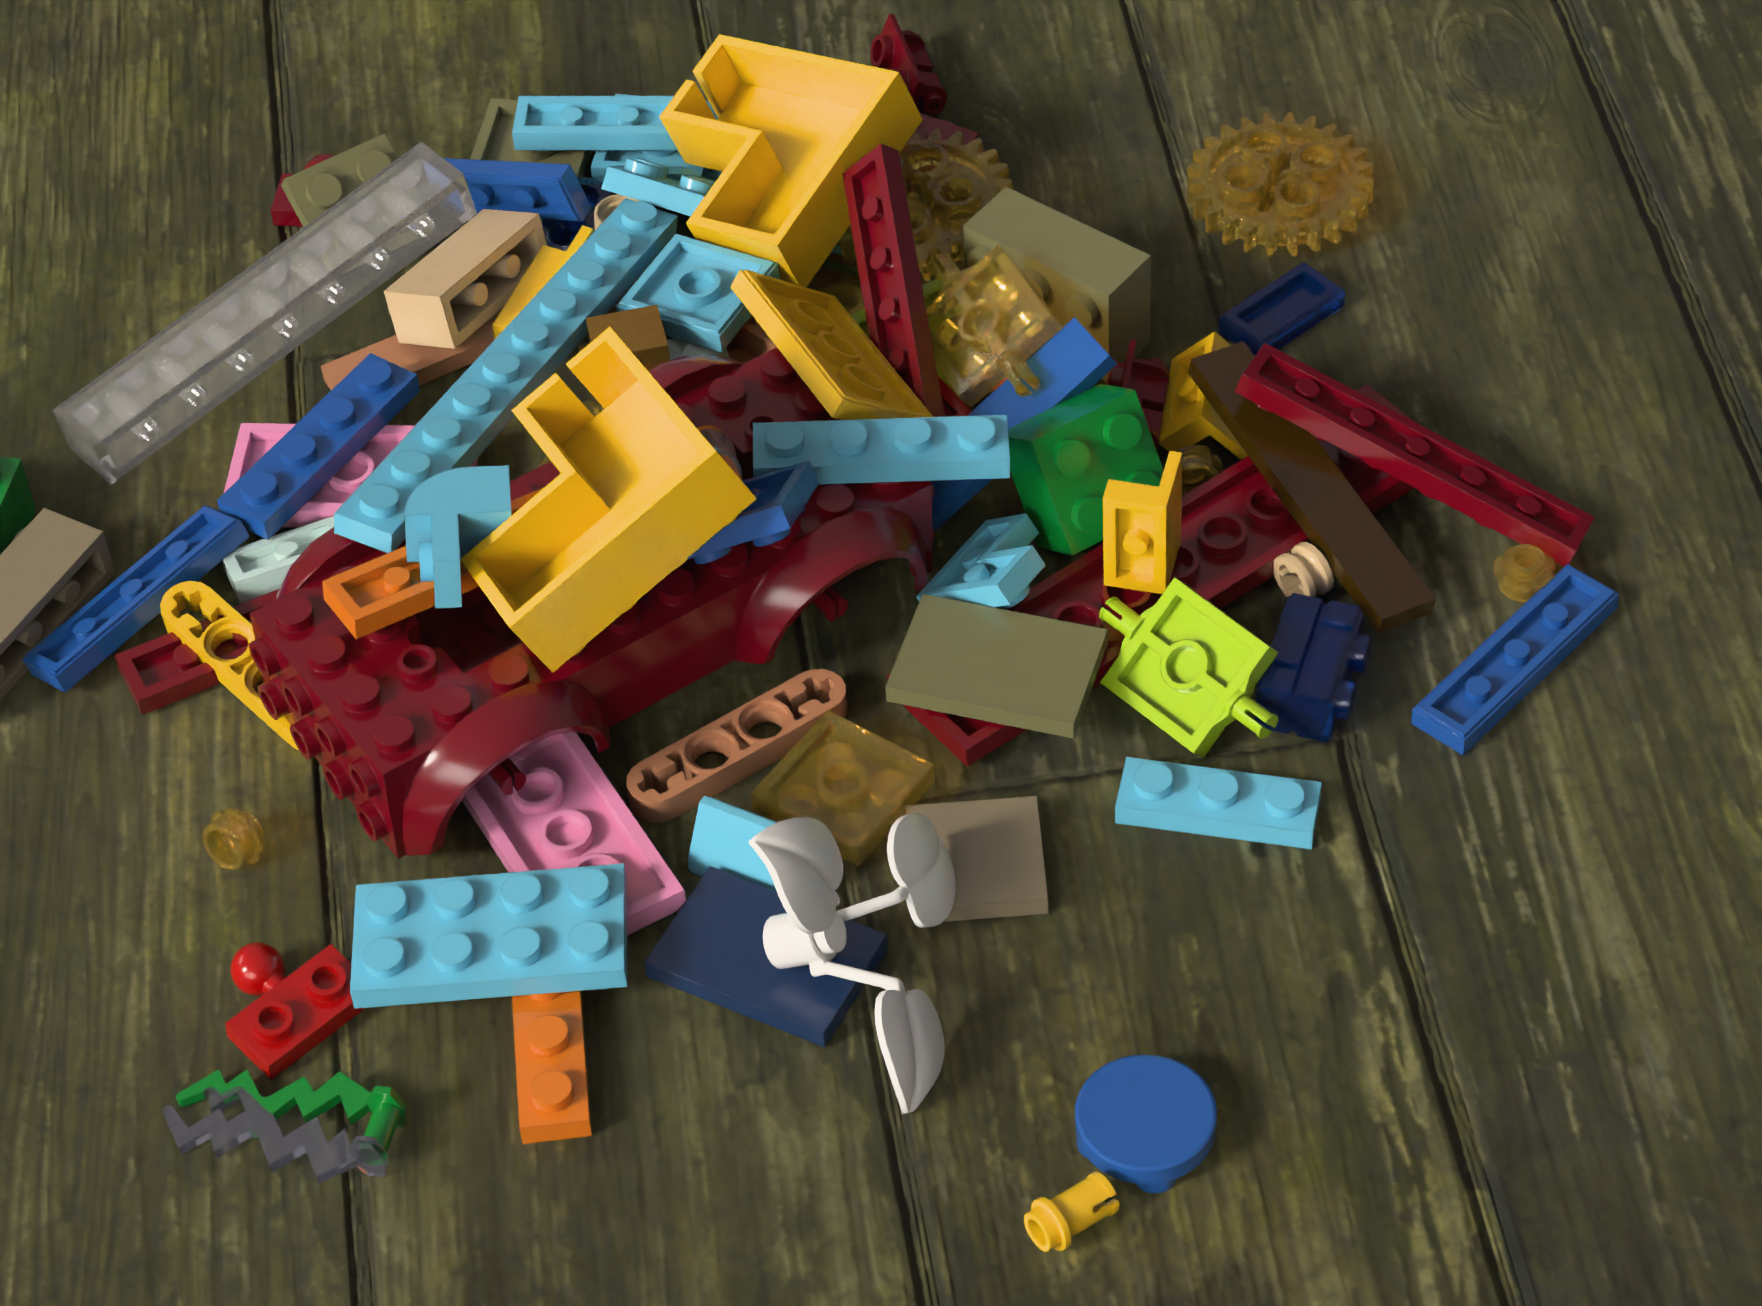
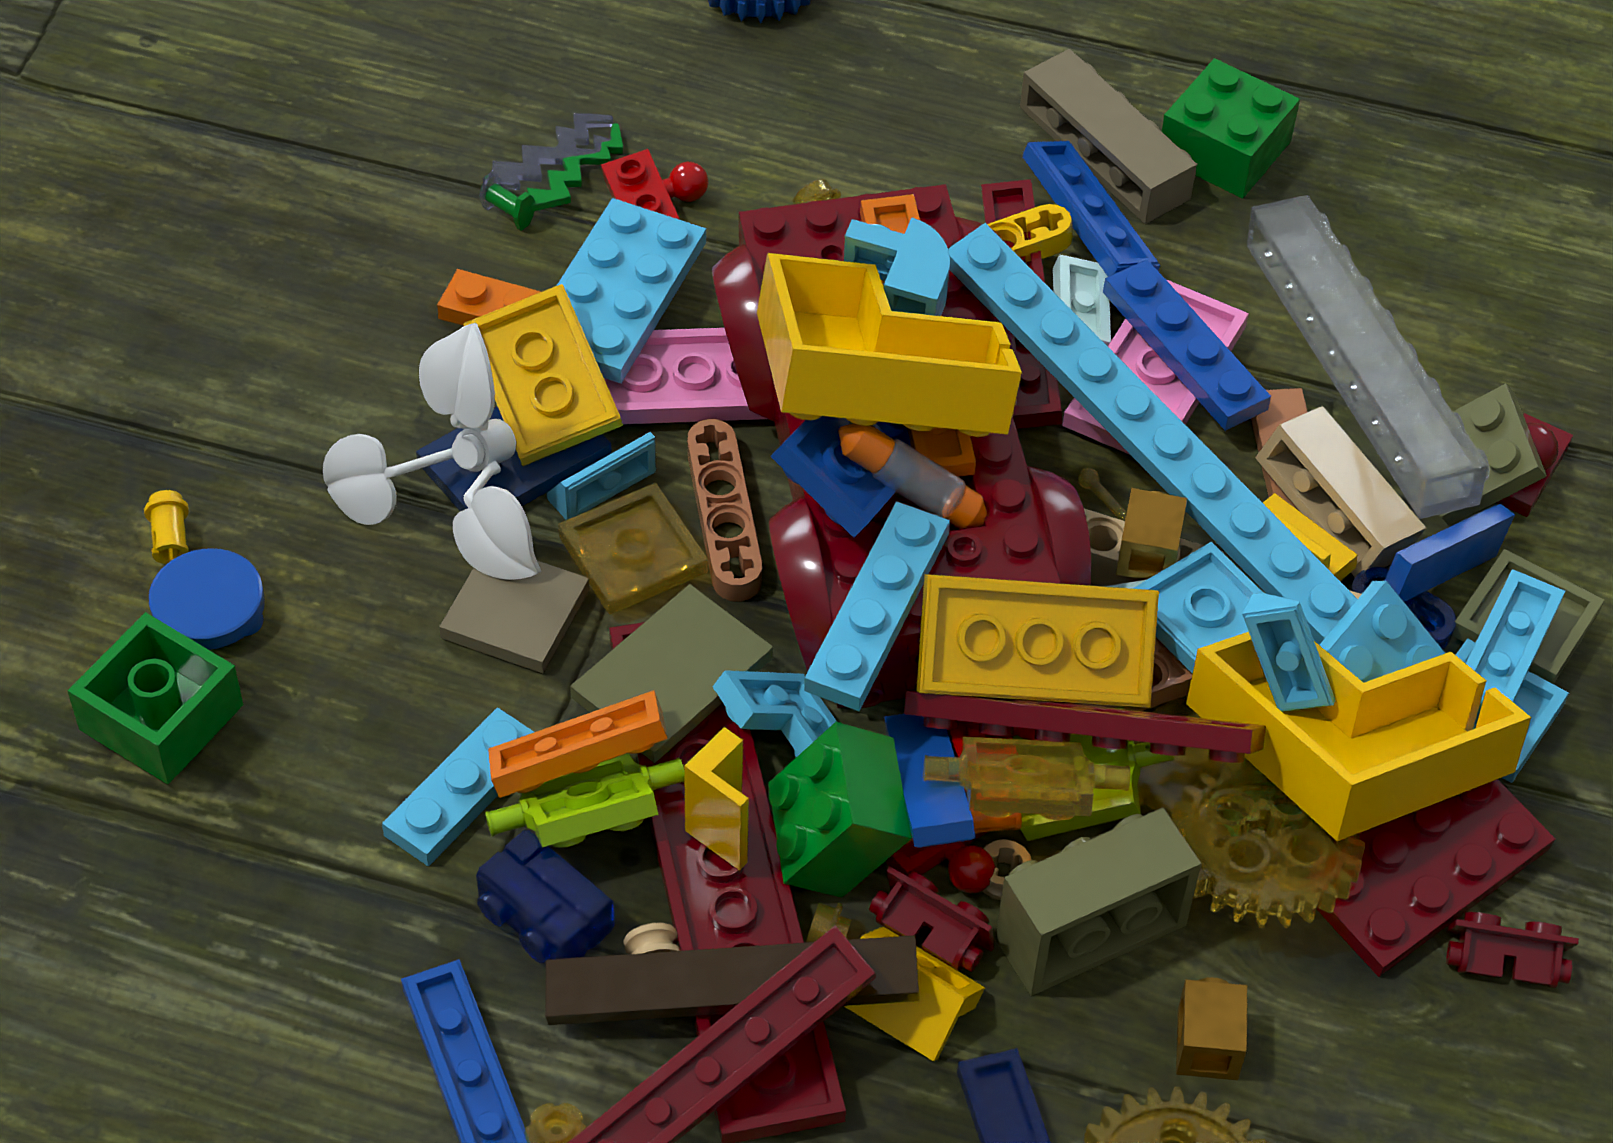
camera: 110 degrees right, 5 degrees up
(670, 925) = (546, 375): none -> yellow tile
(742, 190) = (1287, 653): none -> medium azure slope
(1119, 201) = (1211, 1029): none -> pearl gold brick
(1148, 673) = (577, 744): none -> orange plate
(1314, 1067) = (156, 697): none -> green brick

